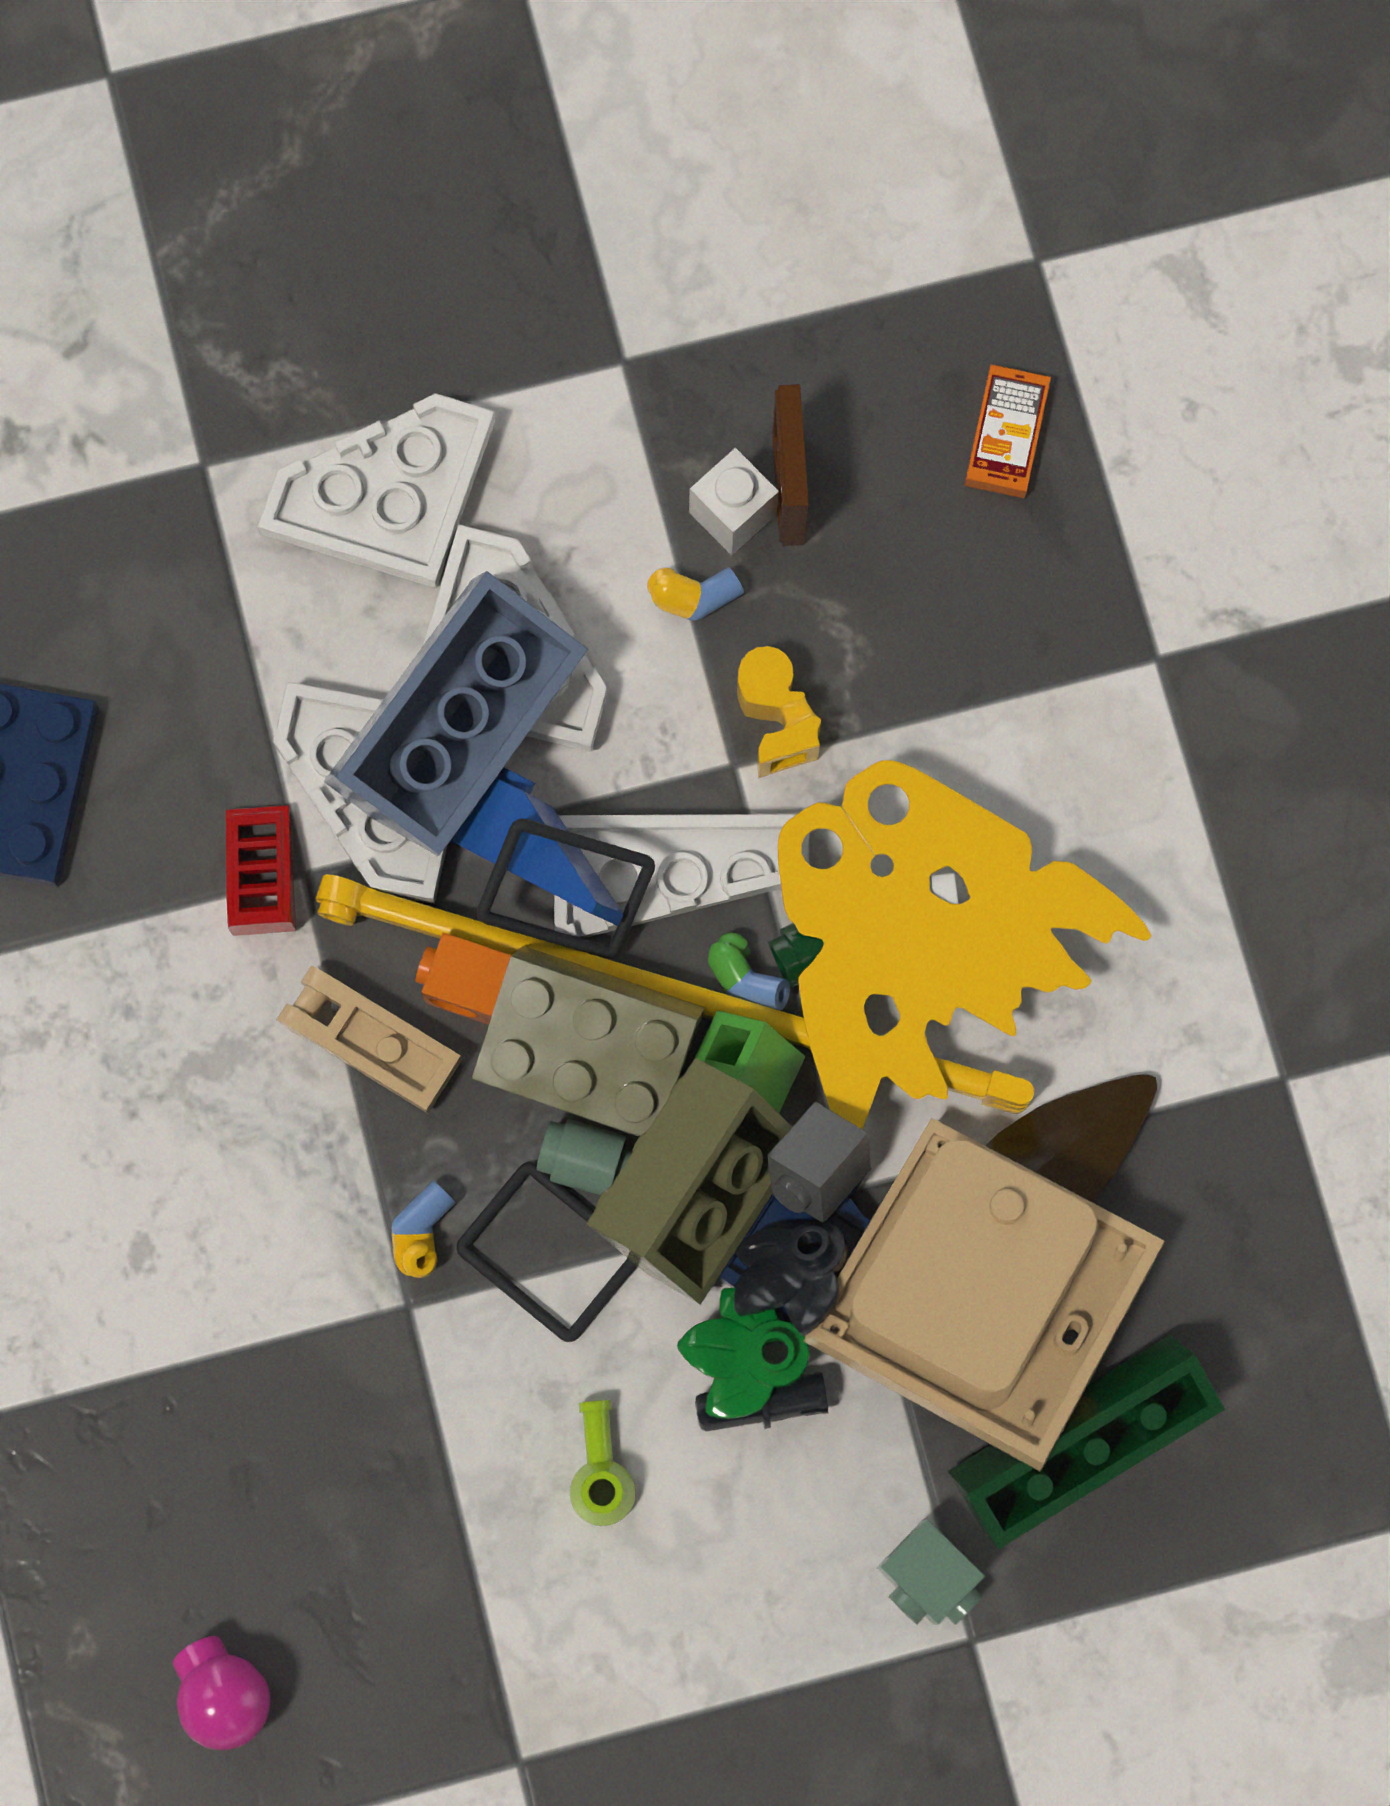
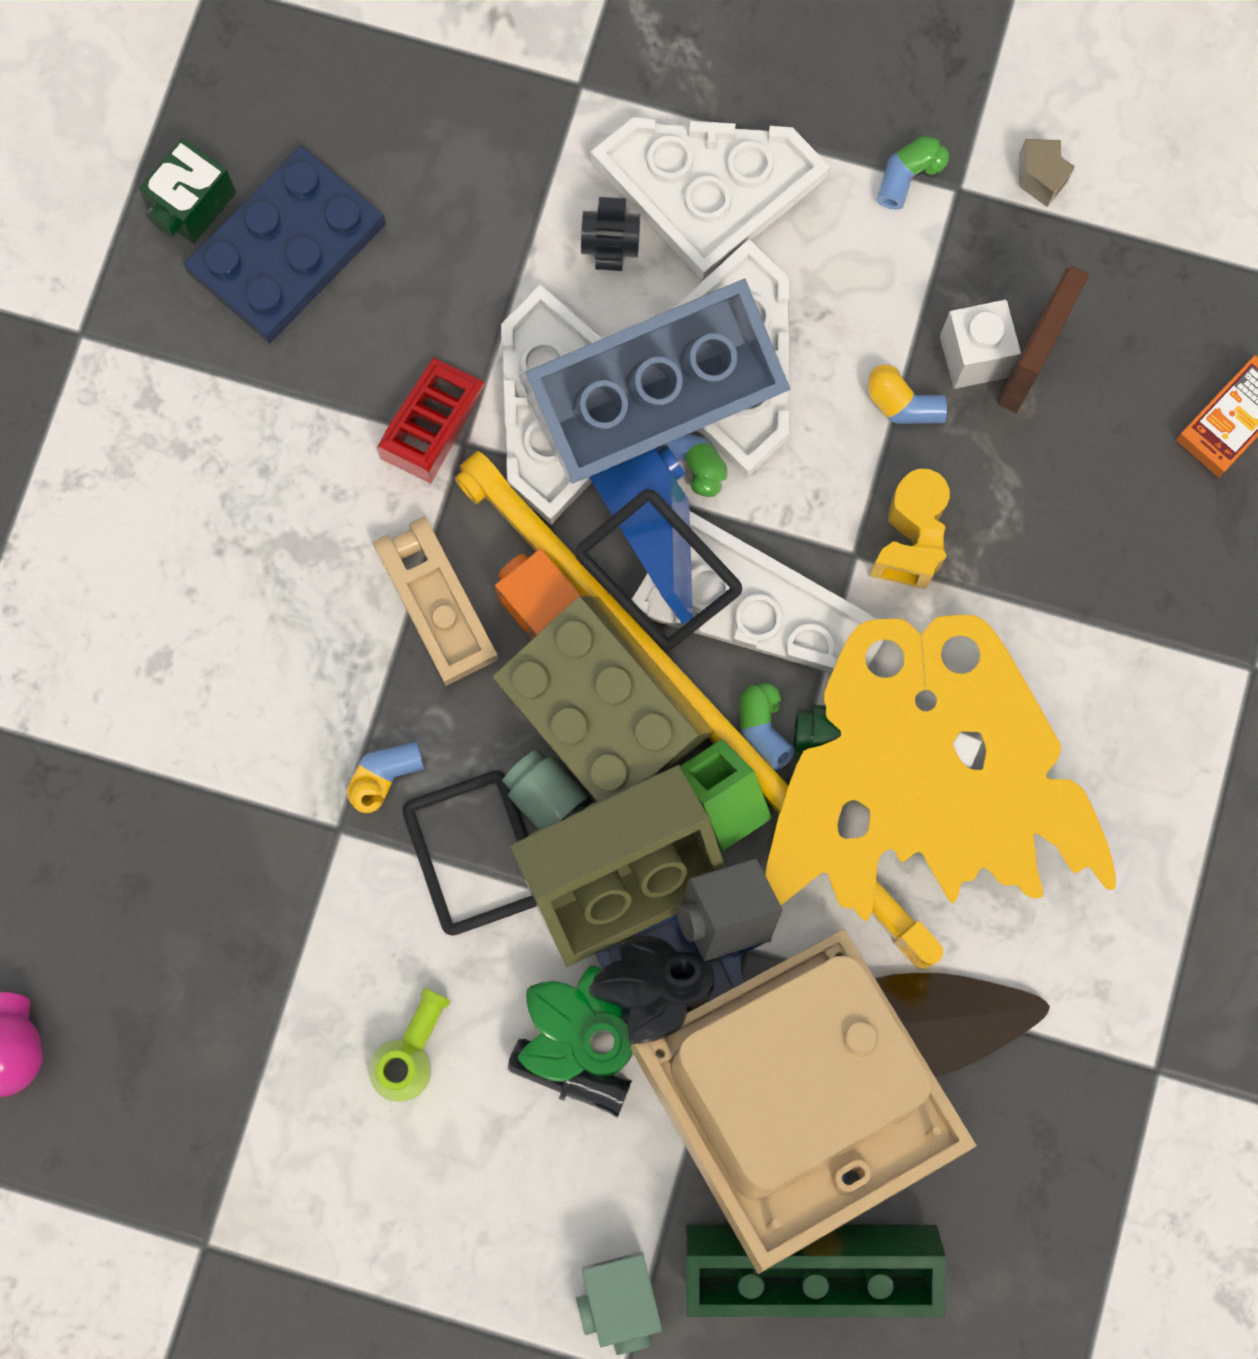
camera: 30 degrees right, 0 degrees up
(324, 594) = (610, 234): none -> black gear
(545, 762) = (702, 460): none -> bright green arm
(562, 364) = (919, 155): none -> arm
(692, 299) = (1043, 169): none -> dark tan piece

